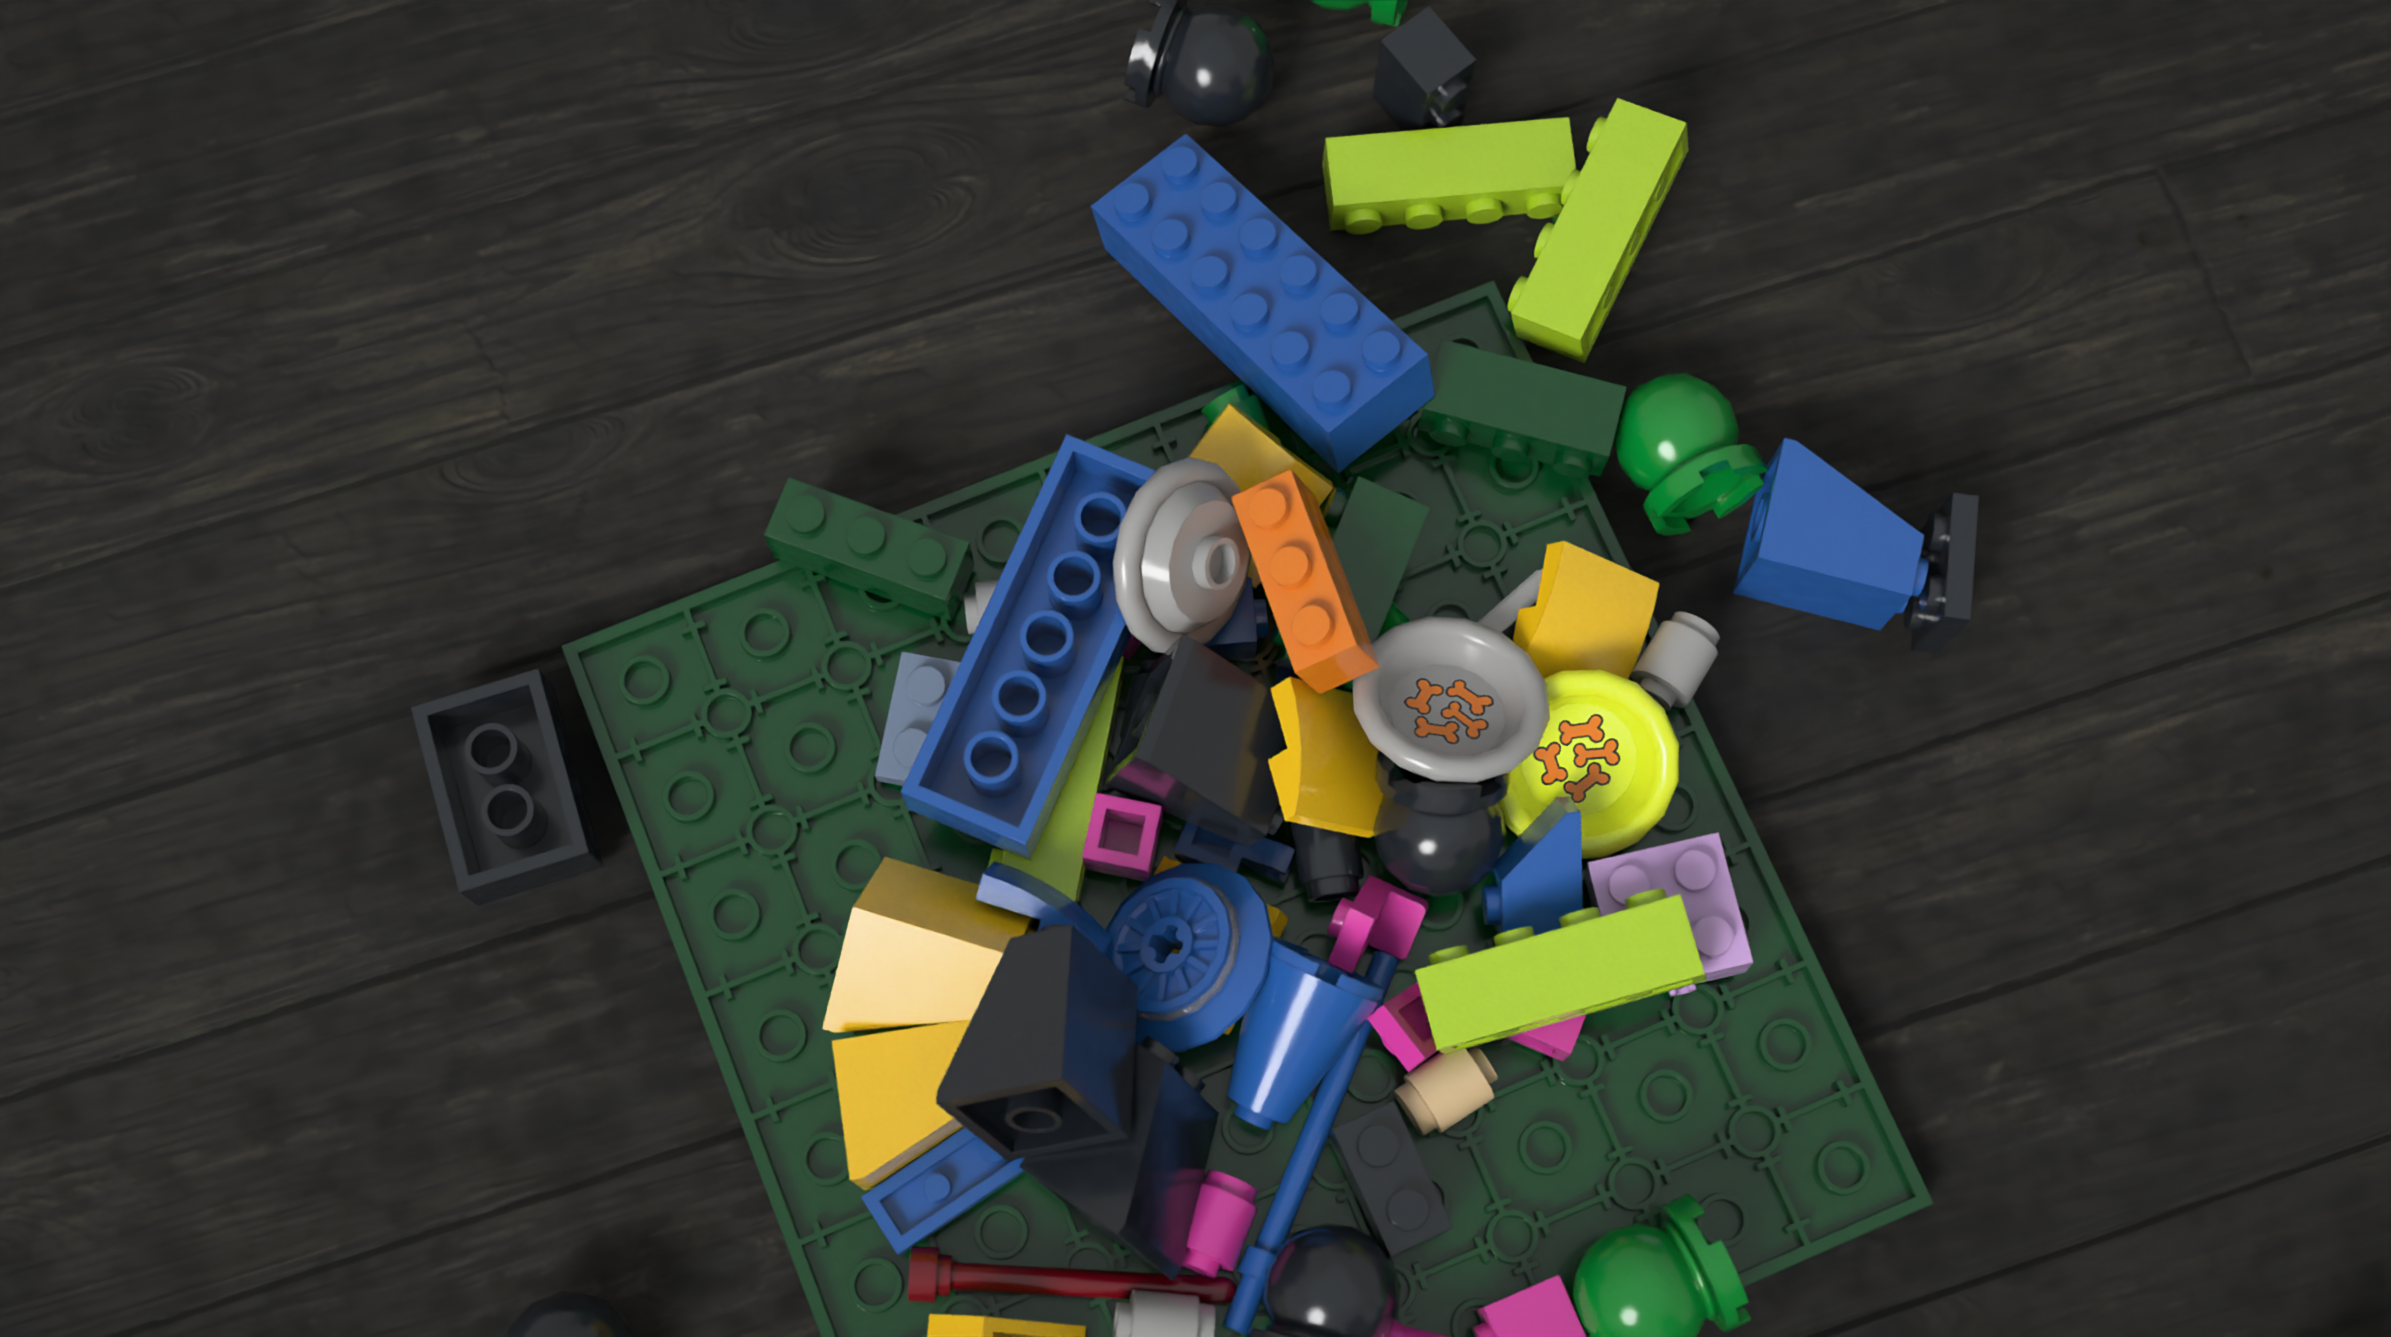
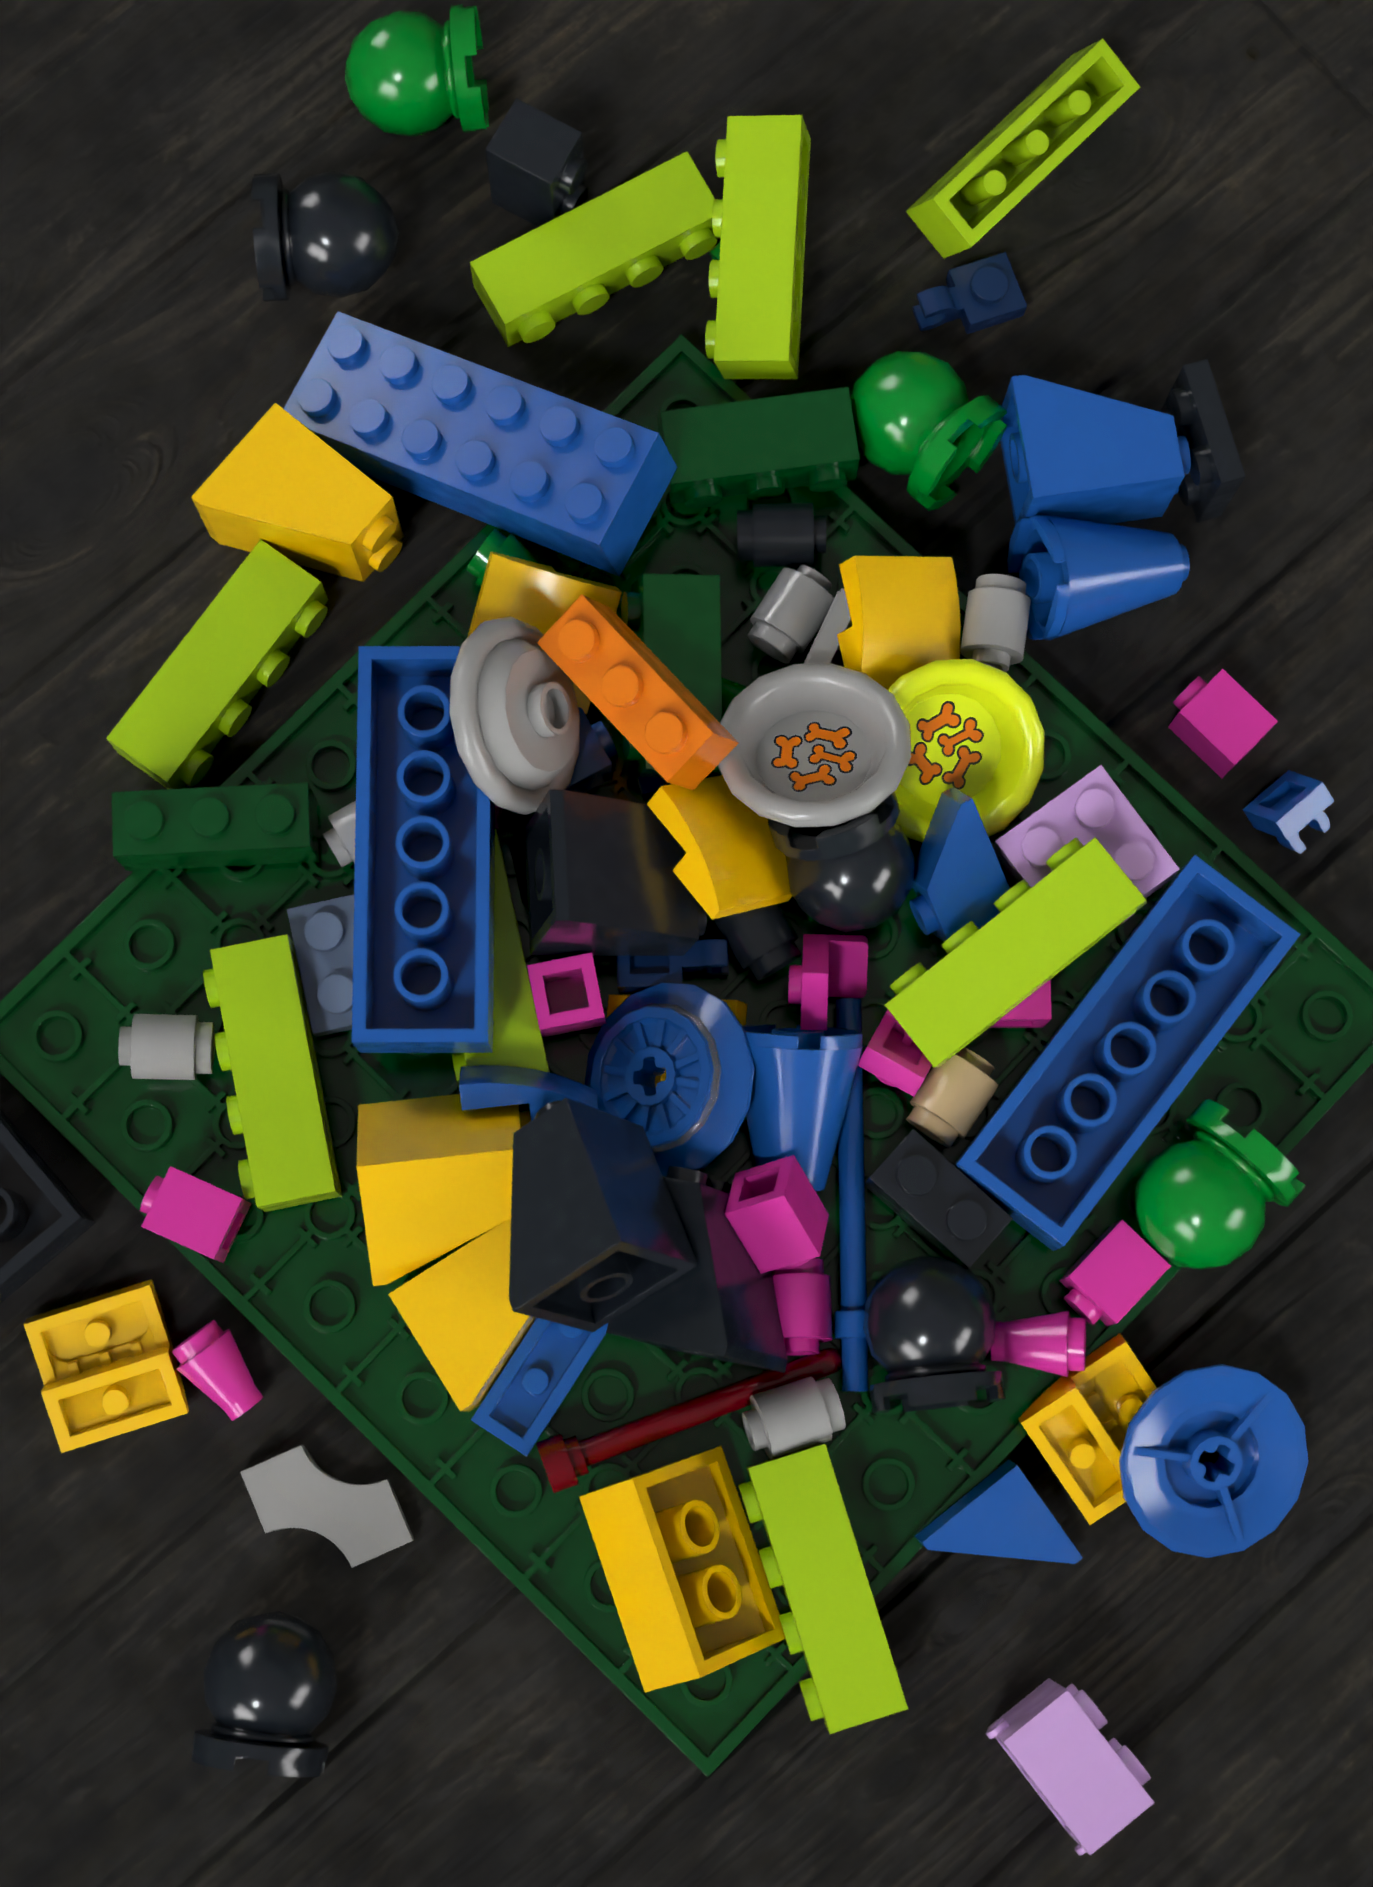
camera: 25 degrees left, 5 degrees up
(554, 1003) = (106, 1366): none -> yellow slope
(652, 1049) = (218, 1369): none -> dark pink cone
(674, 1198) = (299, 1494): none -> light grey tile
(693, 894) = (193, 1213): none -> dark pink brick
(737, 731) = (167, 1047): none -> light grey brick
(822, 798) = (274, 1074): none -> lime brick
(940, 410) = (220, 668): none -> lime brick
(1075, 290) = (301, 501): none -> yellow slope
(1229, 1126) = (777, 1214): none -> dark pink brick
(1485, 573) = (791, 613): none -> light grey brick
(1506, 497) = (780, 534): none -> black brick
(1629, 1116) = (1125, 1052): none -> blue brick
(1788, 354) = (977, 292): none -> dark blue plate
(1788, 651) = (1091, 571): none -> blue cone
(1854, 844) = (1220, 721): none -> dark pink brick
(1885, 238) = (1023, 149): none -> lime brick
(1889, 952) = (1289, 807): none -> blue tile

